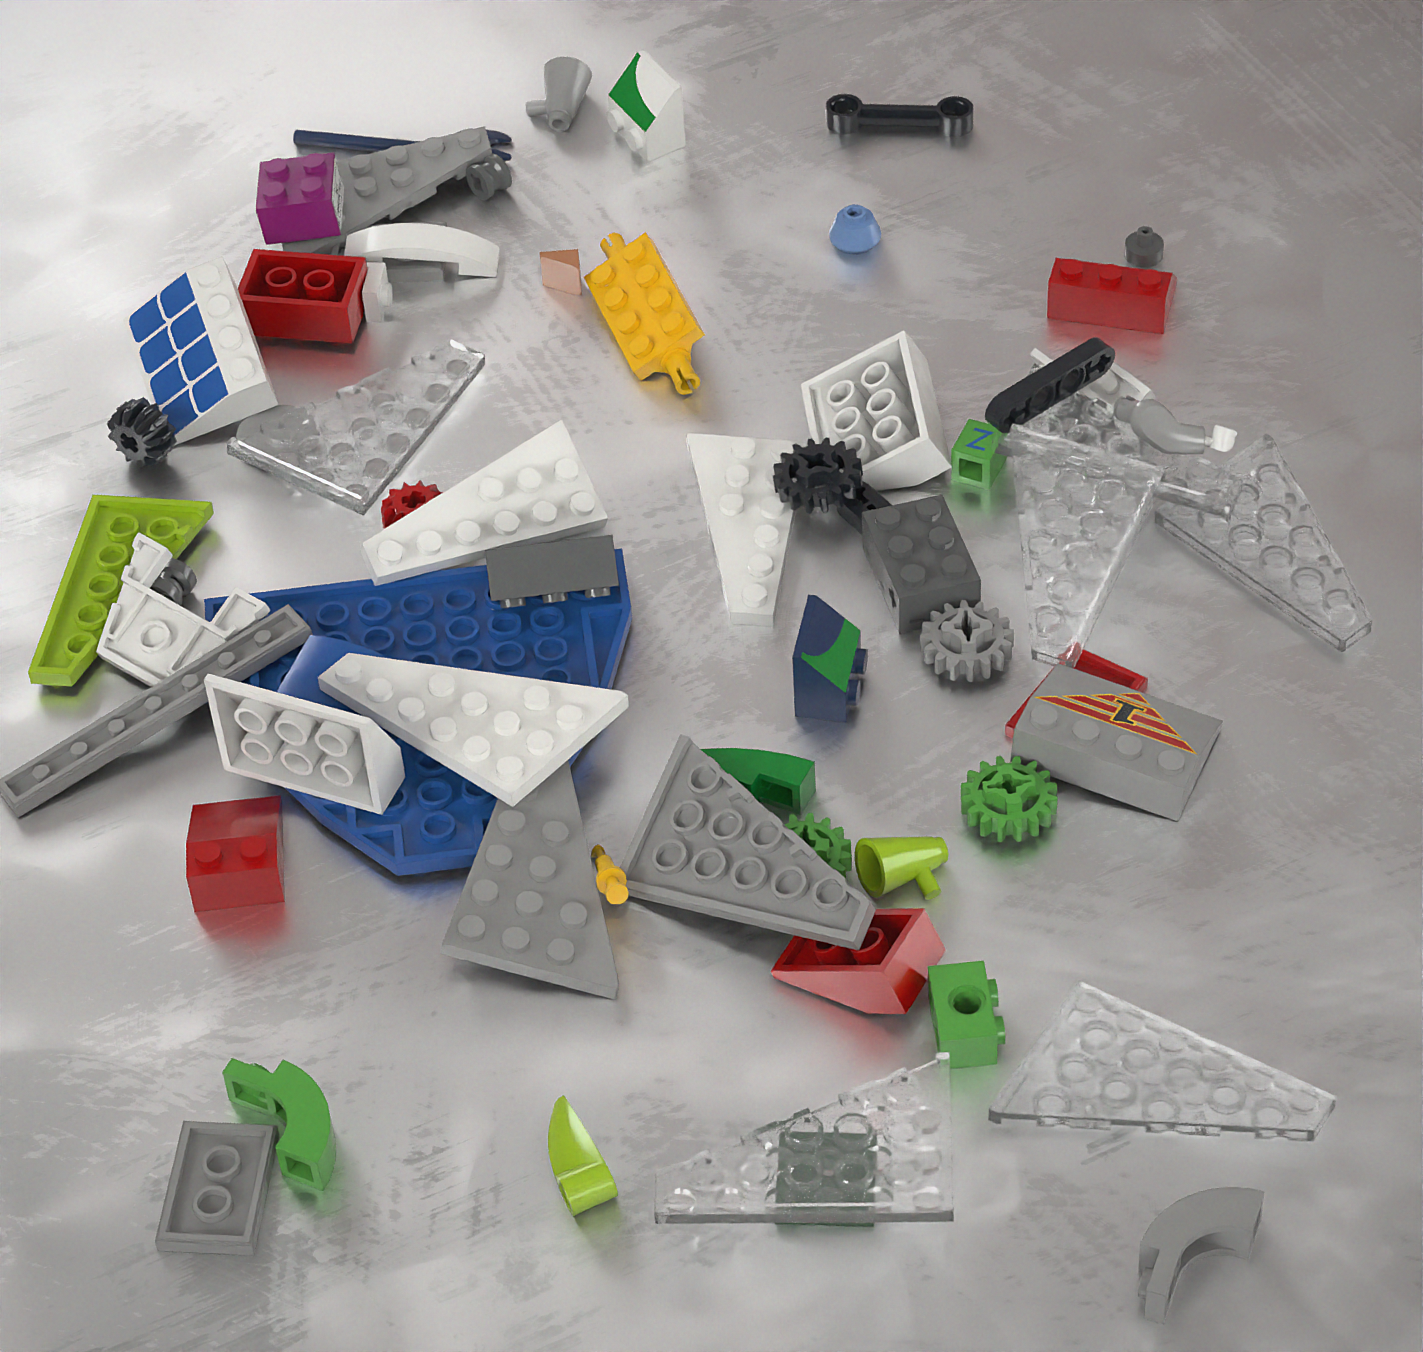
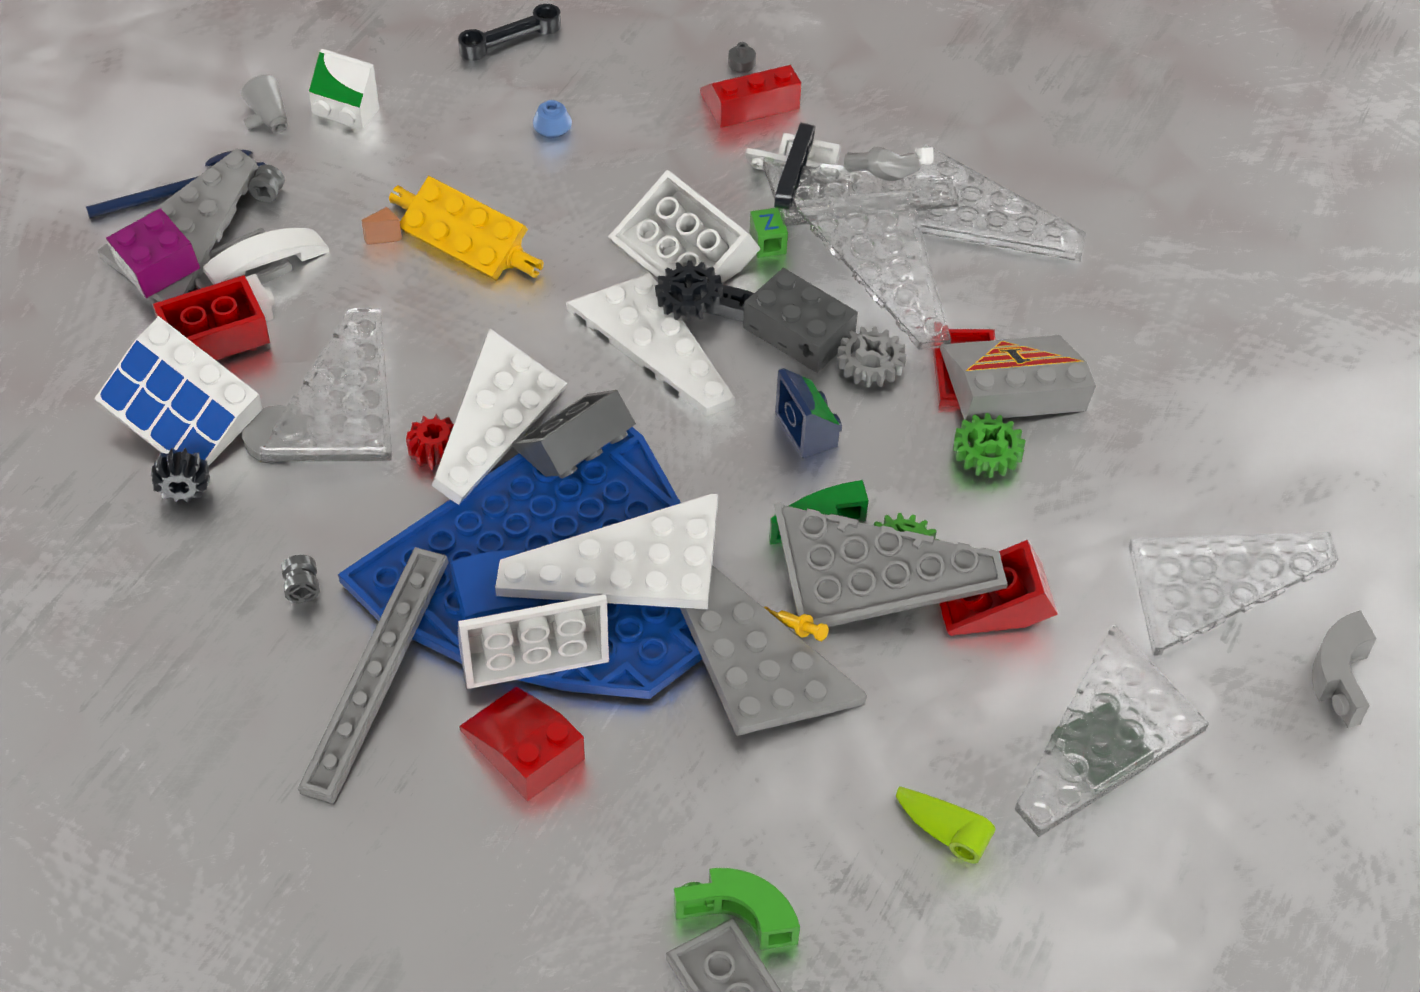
camera: 40 degrees left, 5 degrees up
(95, 574) = (244, 586): lime wing -> none
(157, 636) = (328, 618): white wing -> none
(894, 861) = (962, 519): lime piece -> none
(963, 1013) = (1089, 596): bright green brick -> none

